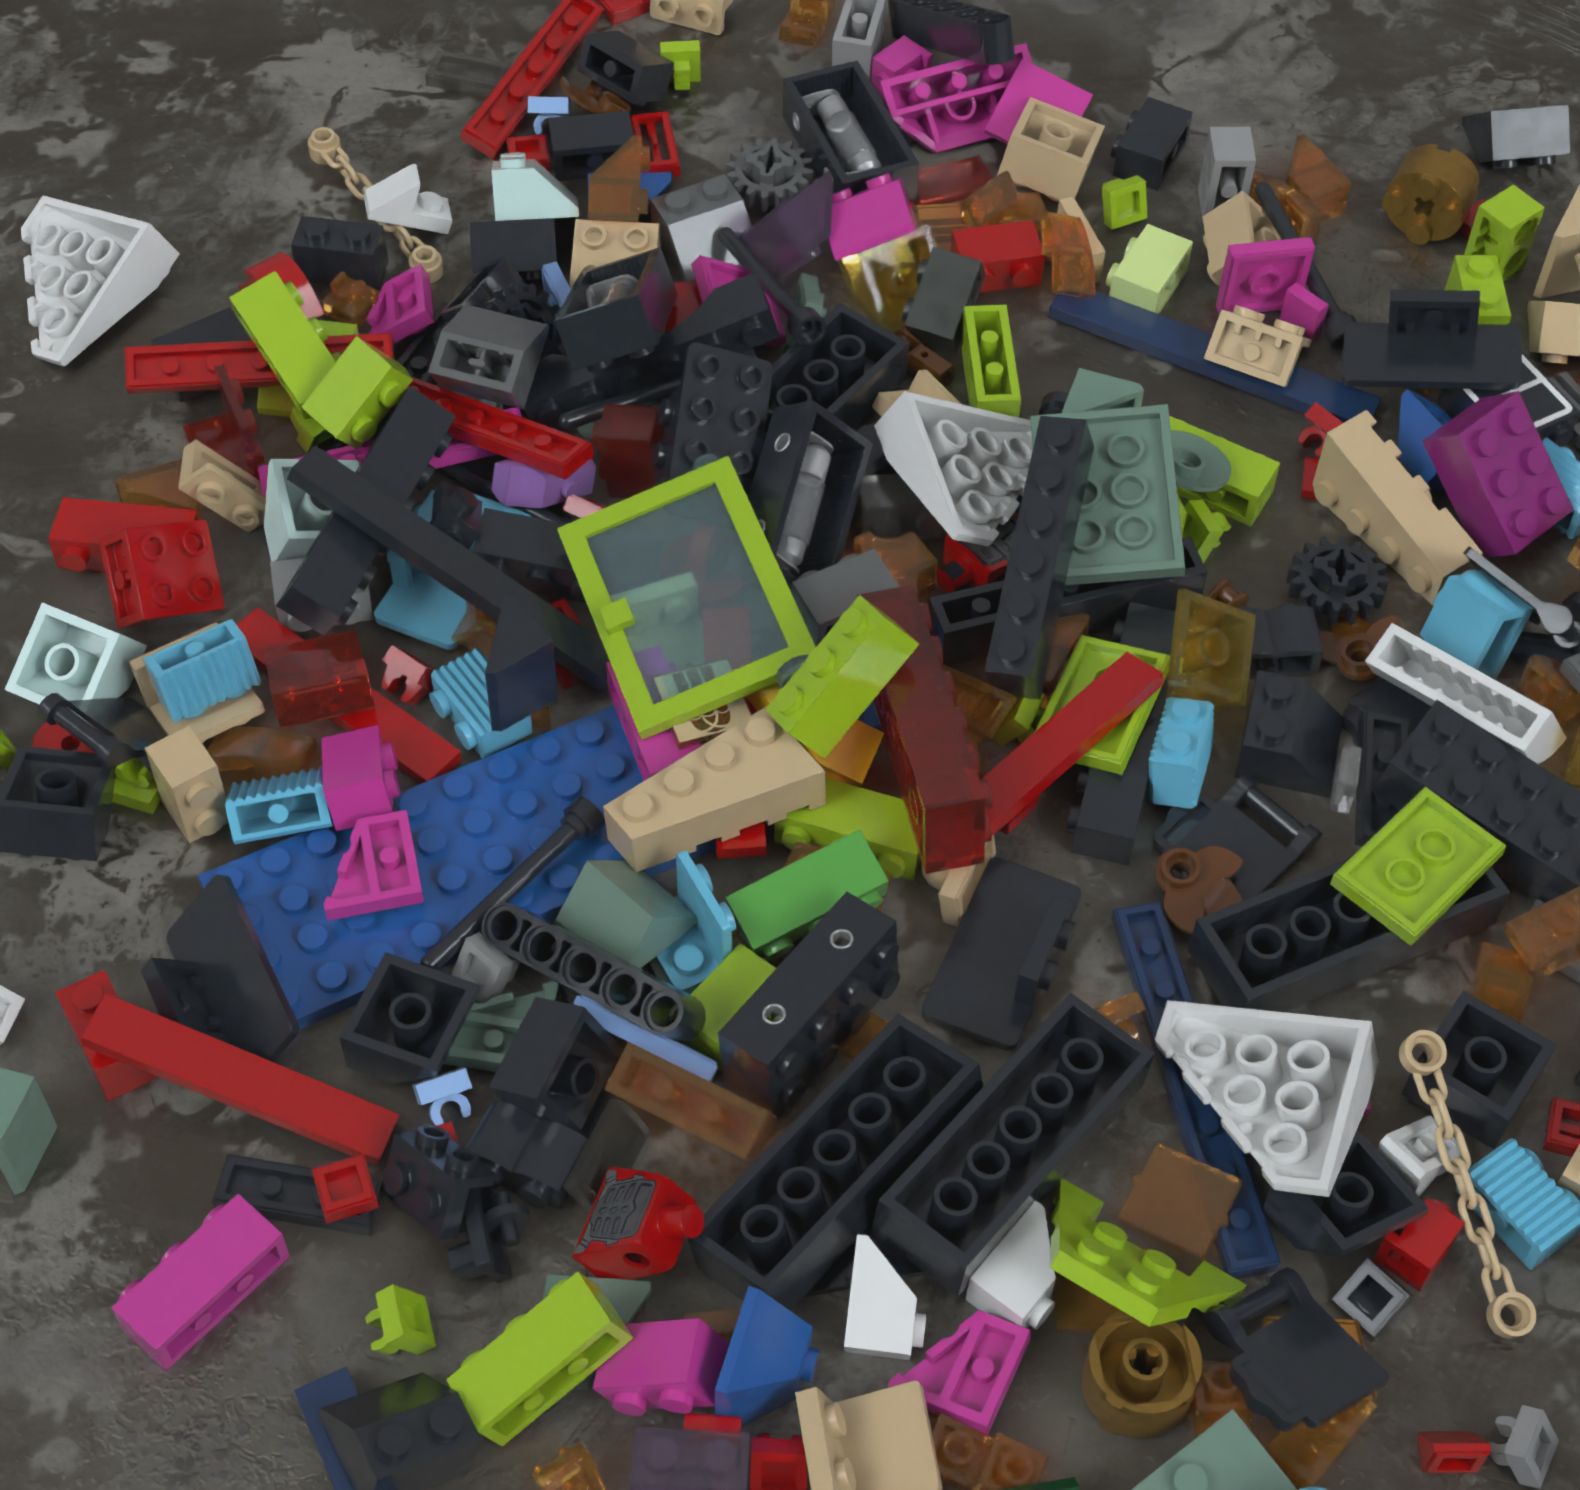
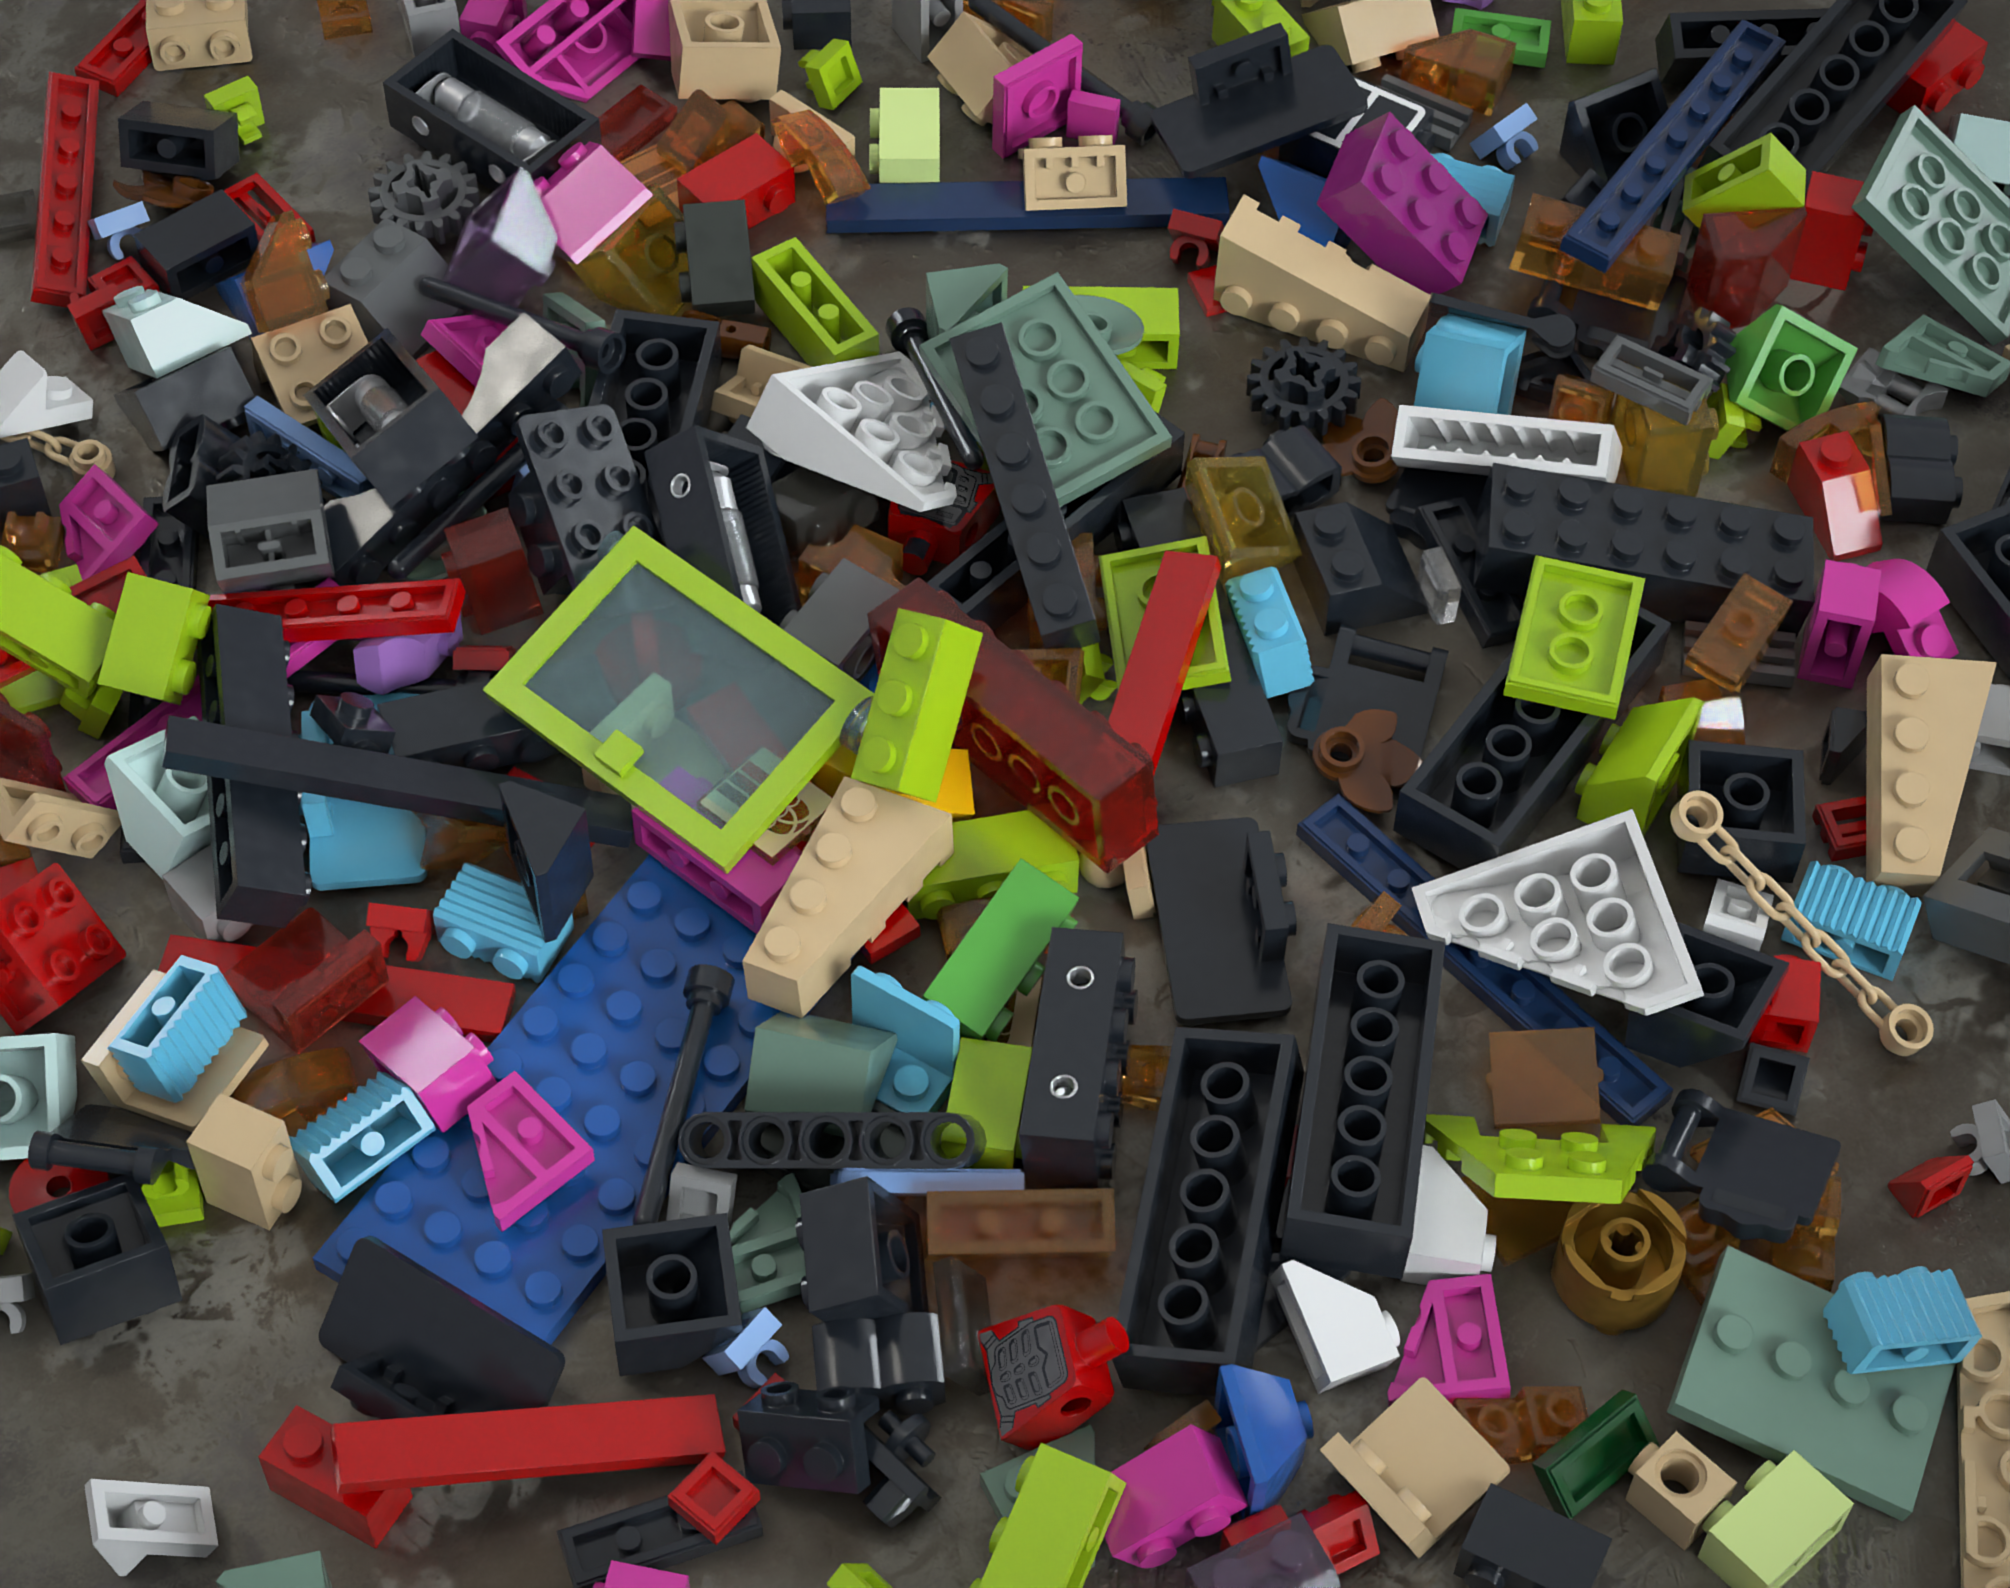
camera: 30 degrees left, 0 degrees up
(483, 160) = (89, 315): none -> red tile
(1414, 994) = (1639, 762): none -> lime slope

